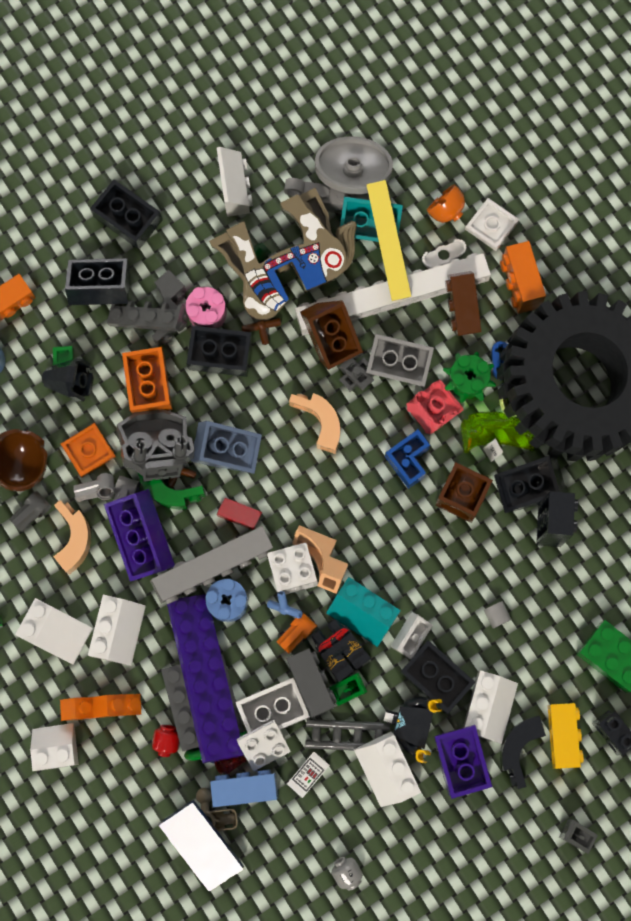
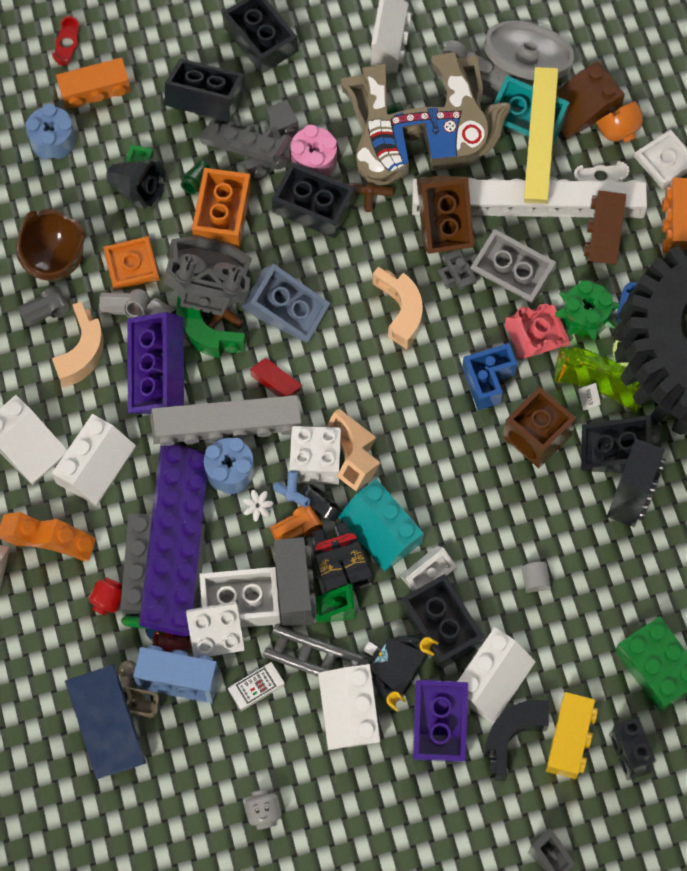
camera: 15 degrees right, 10 degrees down
(114, 361) = (192, 179): none -> dark green cone
(259, 625) = (260, 508): none -> white plant
(310, 607) = (322, 502): none -> black beam
(414, 190) = (591, 97): none -> reddish brown slope

